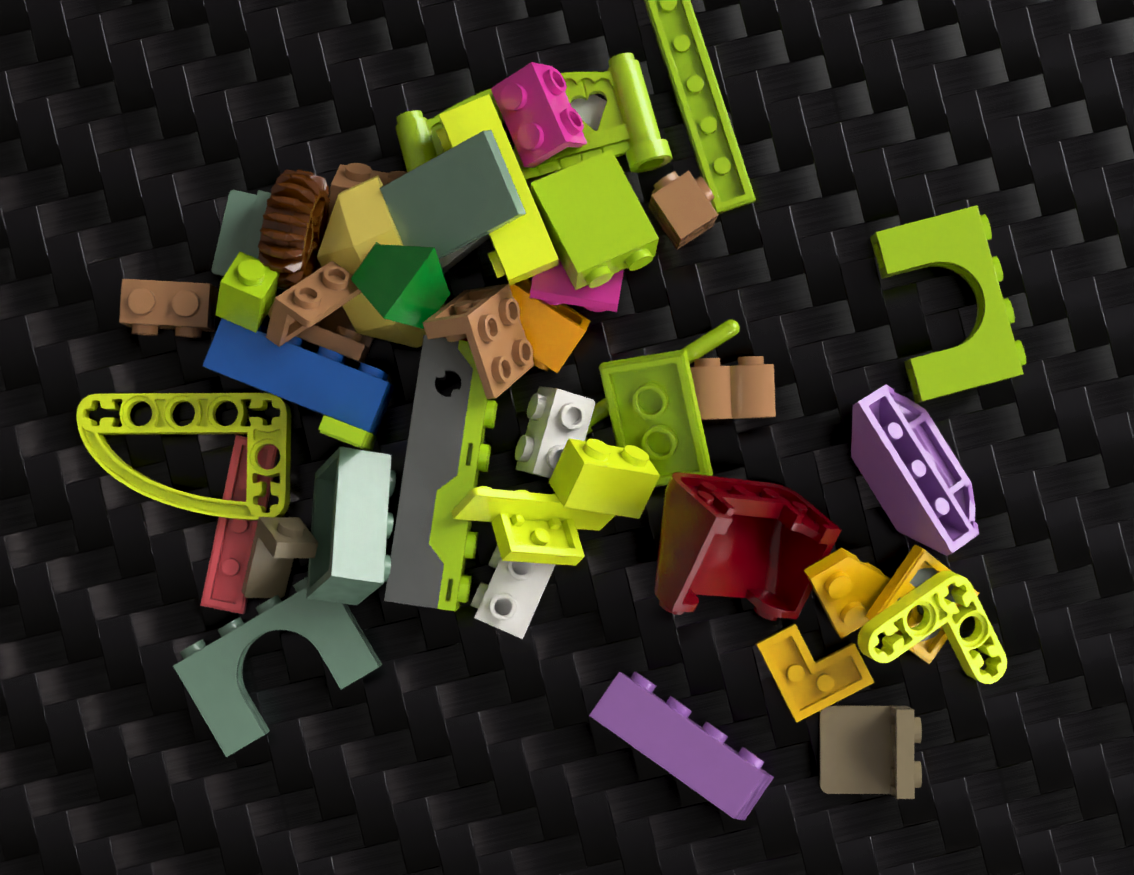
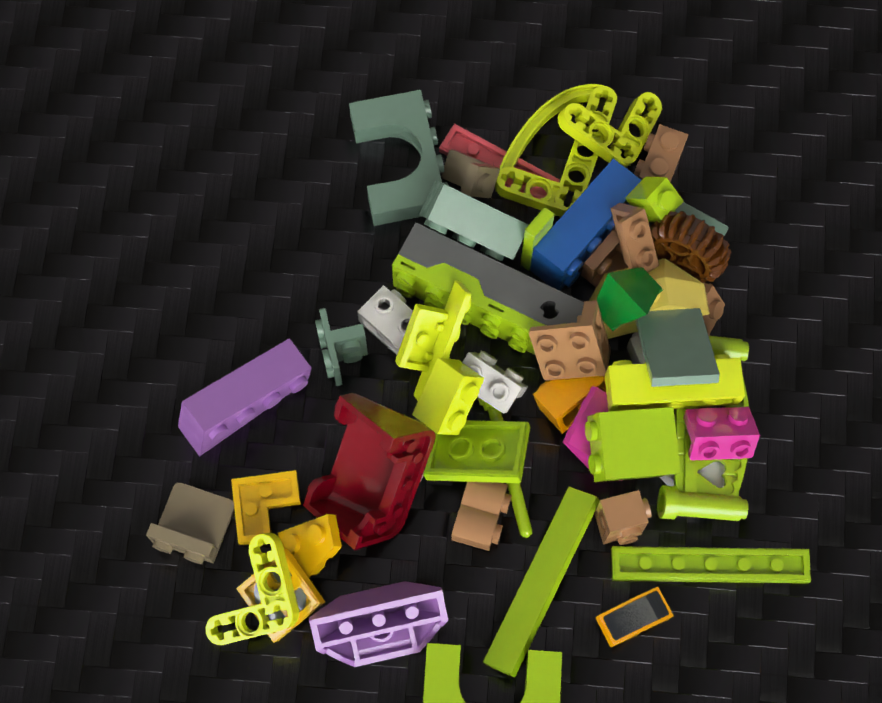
camera: 110 degrees right, 15 degrees down
(155, 376) = (622, 137): none -> neon yellow beam
(573, 635) = (342, 344): none -> sand green bracket
(788, 286) = (541, 582): none -> lime tile
(794, 159) = (634, 616): none -> slope

